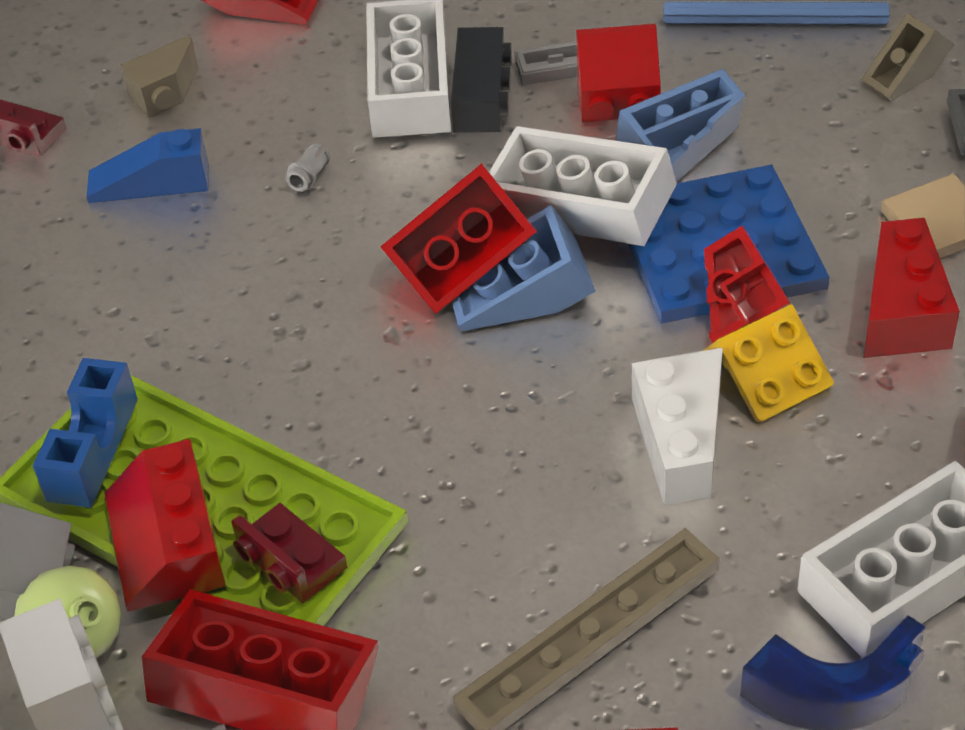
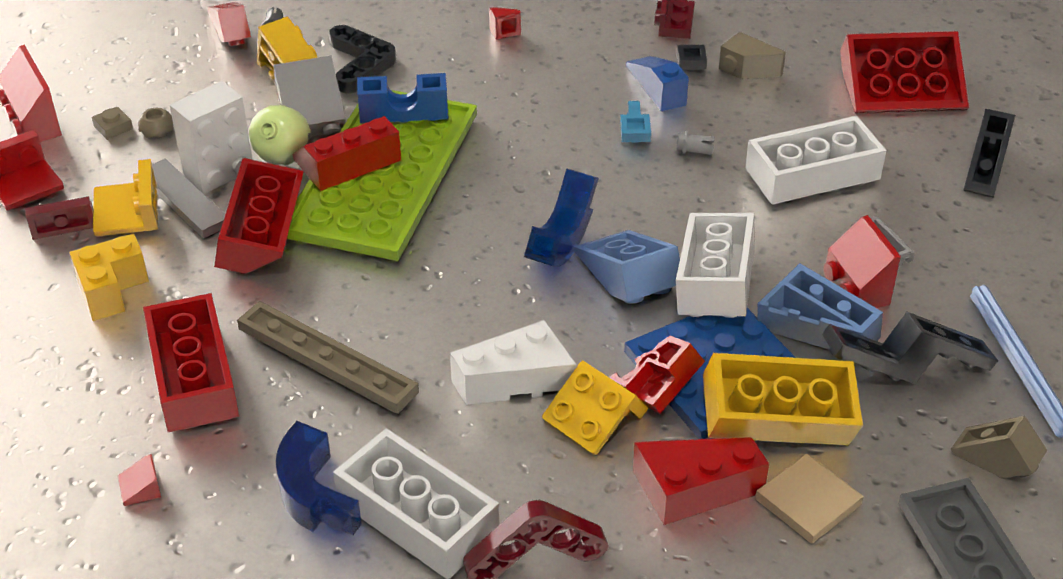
camera: 70 degrees right, 5 degrees down
(123, 129) = (692, 57): none -> black plate
(241, 215) = (634, 125): none -> dark azure plate
(288, 552) = (343, 203): dark red bracket -> none
(426, 324) = (565, 228): none -> clear blue arch
(458, 238) = (637, 212): red slope -> none
(480, 79) = (828, 201): black brick -> none
(765, 76) = (909, 348): none -> black bracket
(827, 187) = (781, 399): none -> yellow brick

